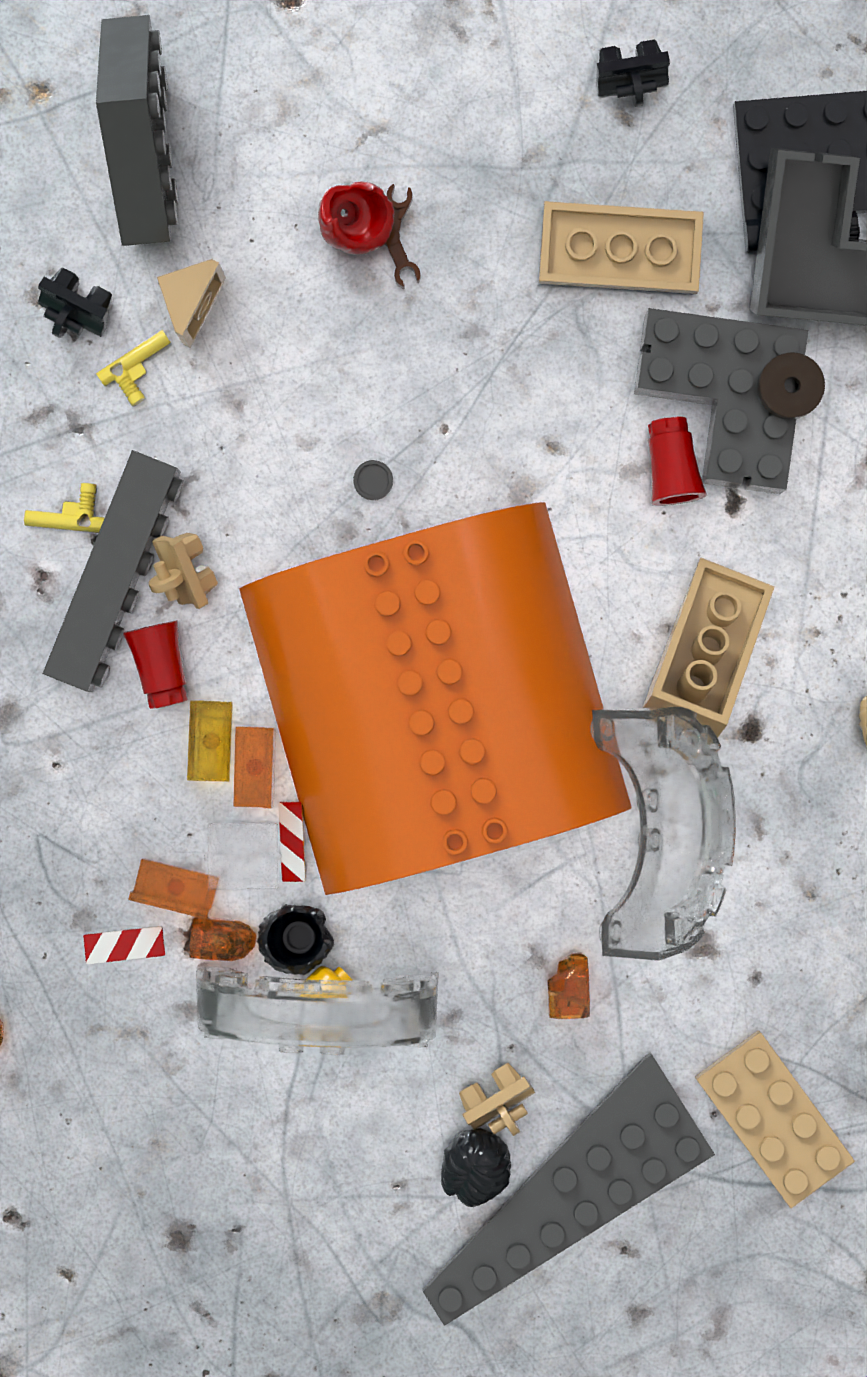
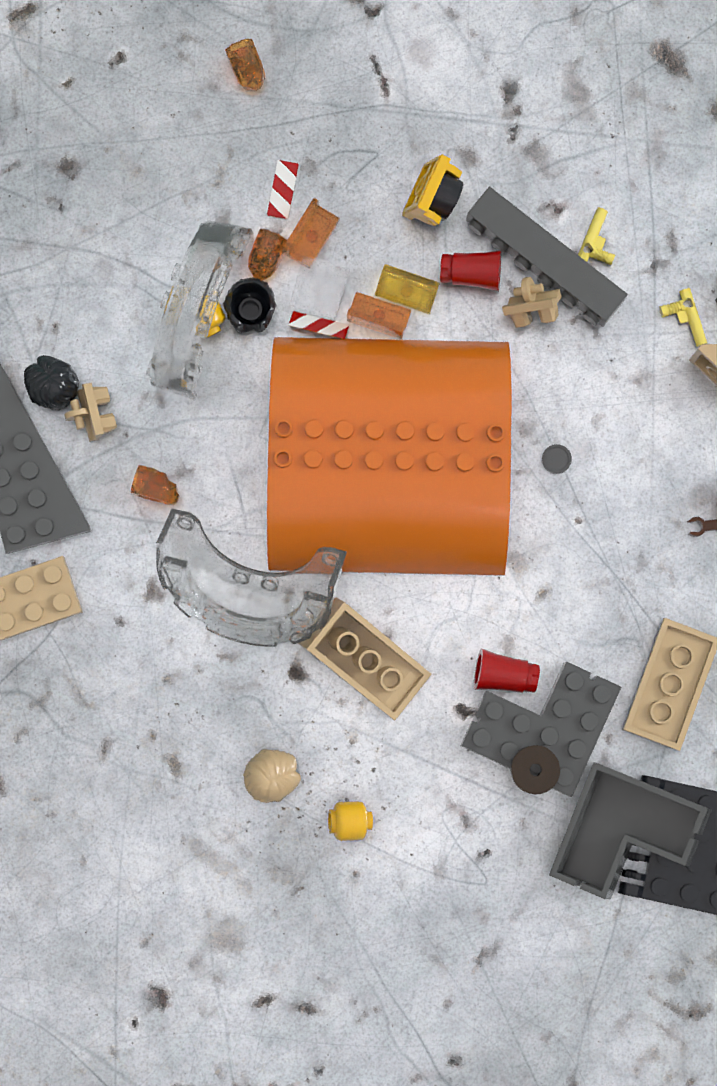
camera: 110 degrees right, 5 degrees down
(71, 743) = (434, 192): none -> yellow piece

